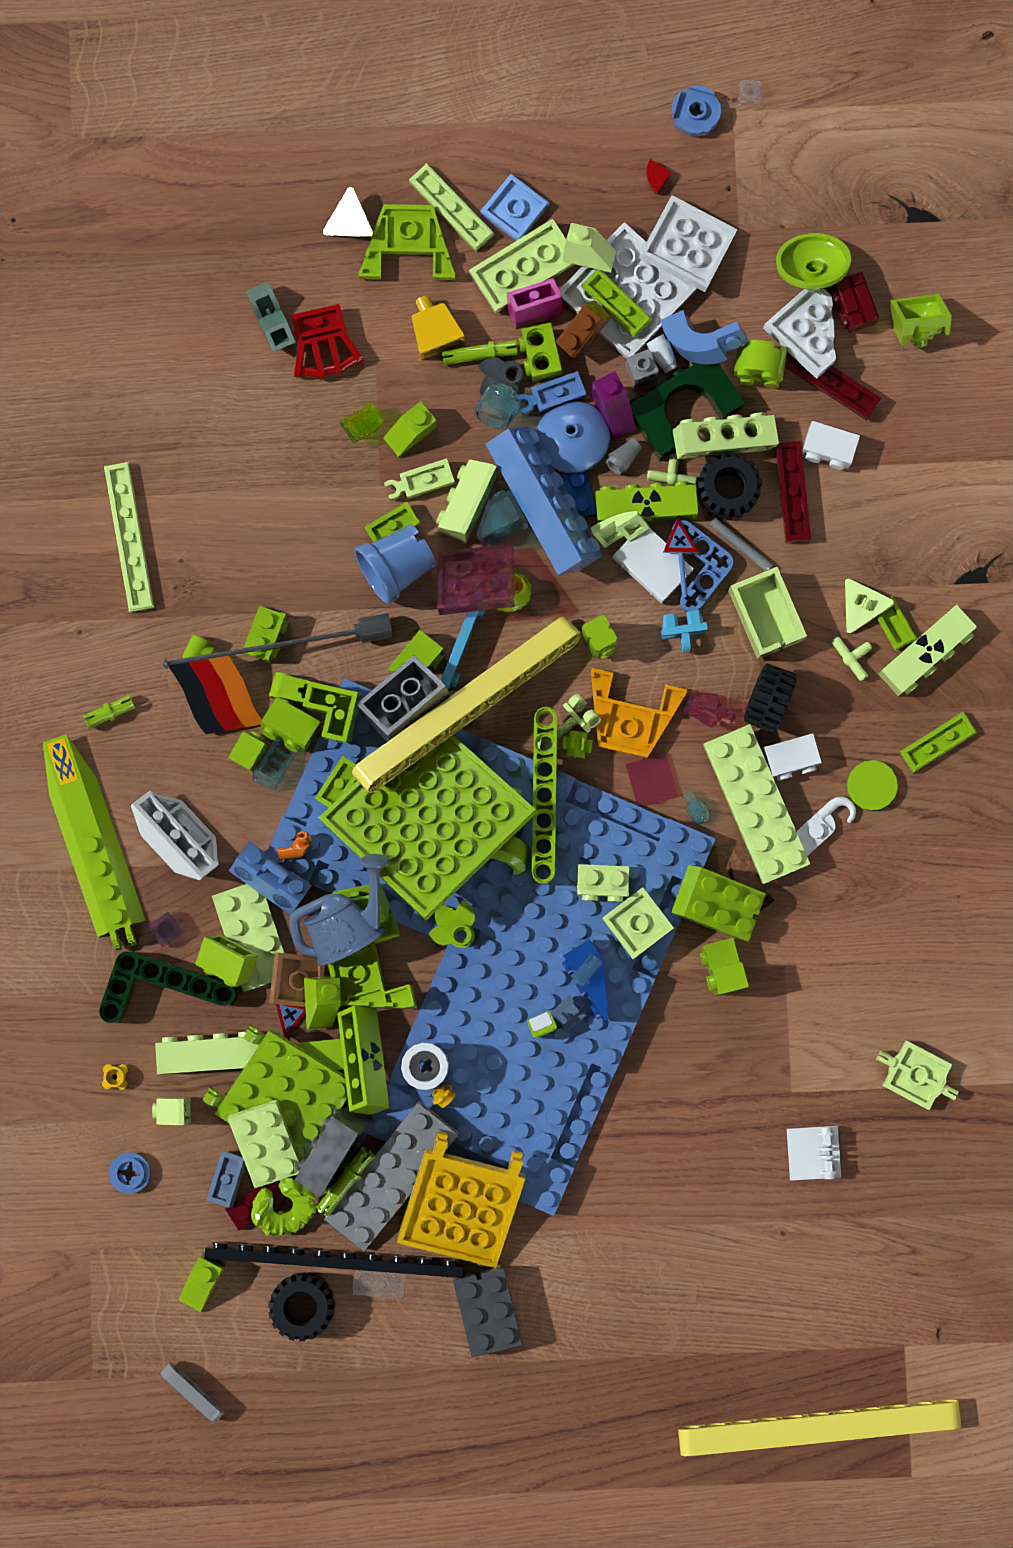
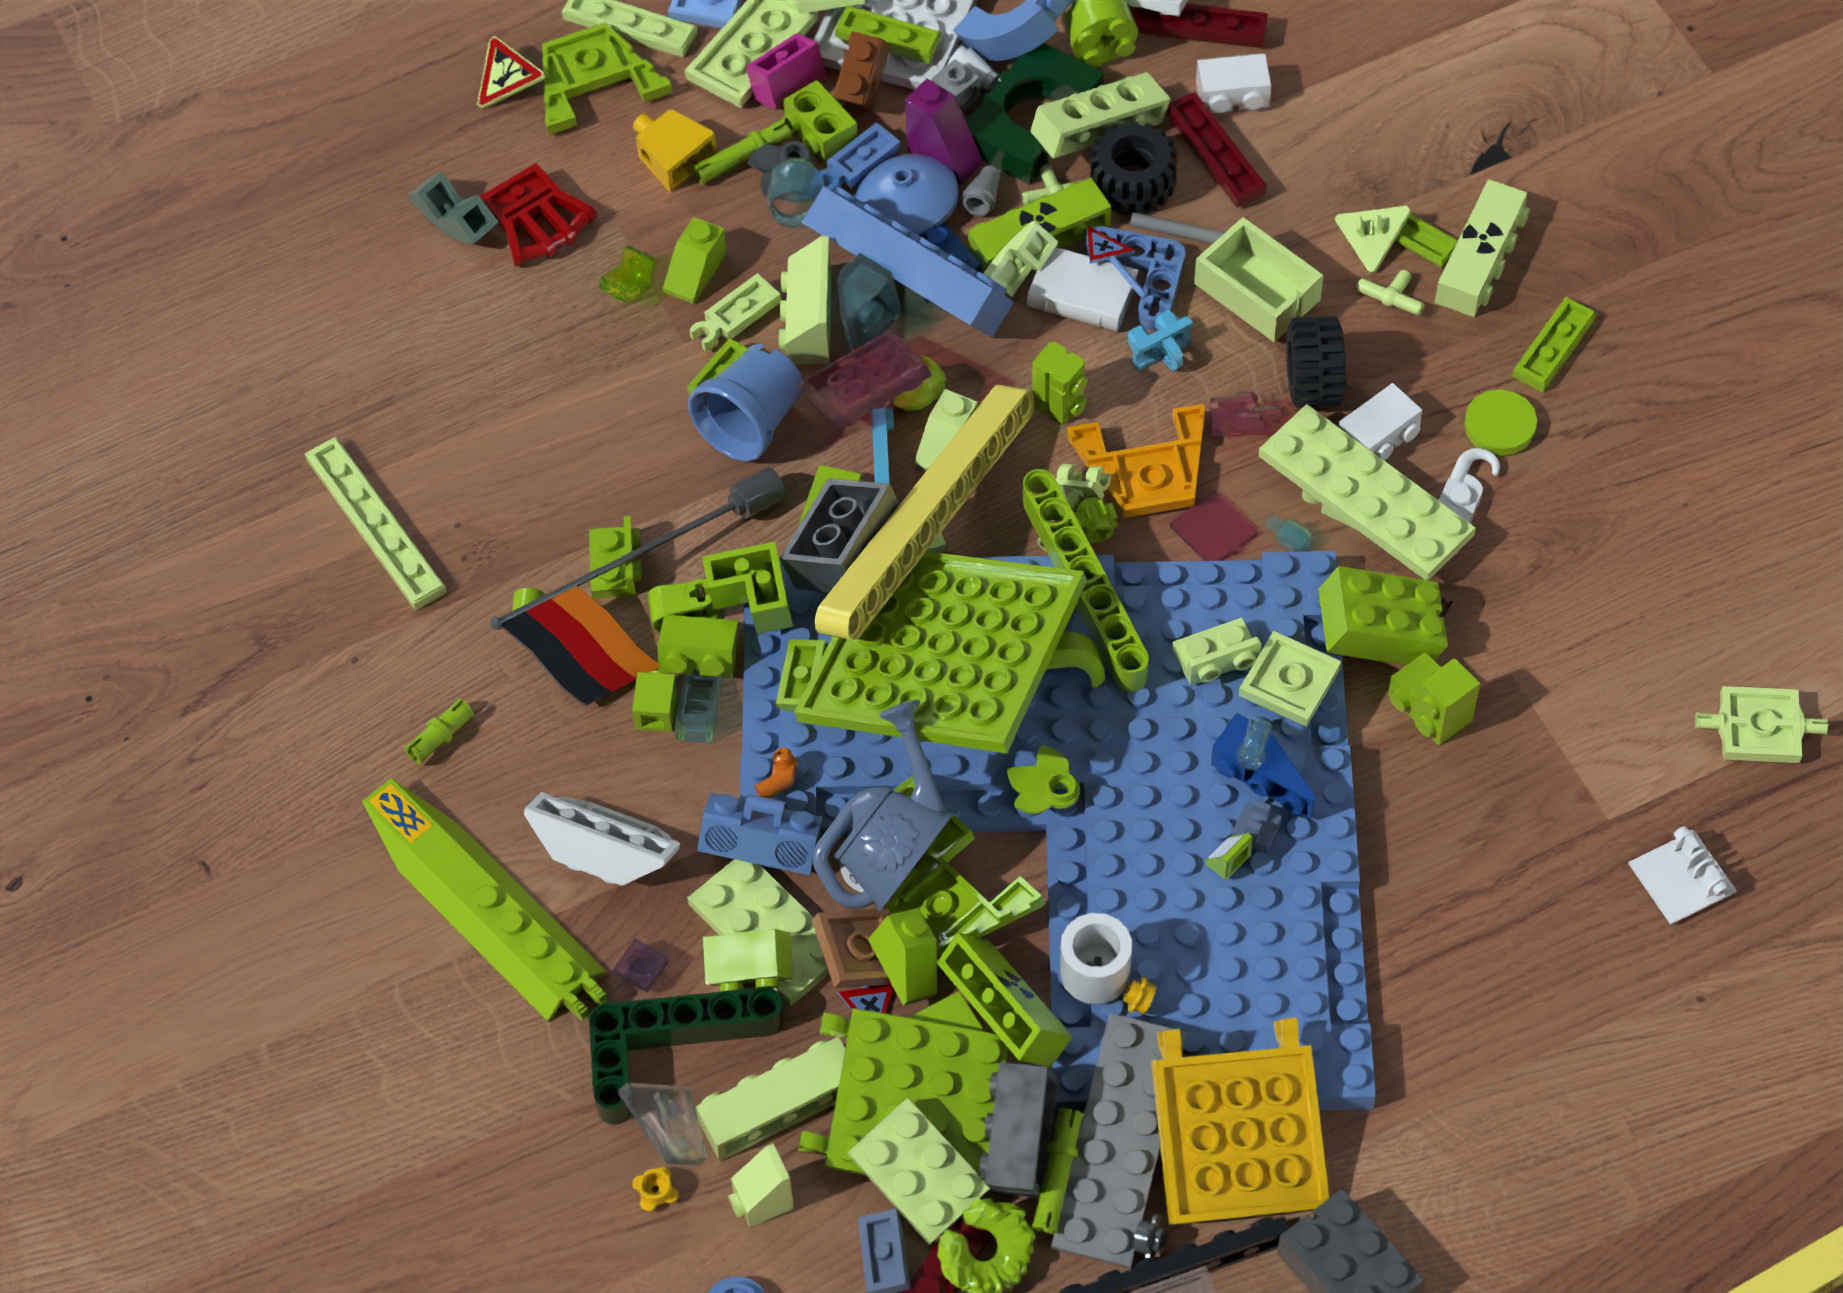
camera: 25 degrees left, 25 degrees down
(137, 1041) = (668, 1120): none -> clear wing
(382, 1240) = (1150, 1237): none -> dark grey plate
(512, 636) = (942, 425): none -> yellowish green slope

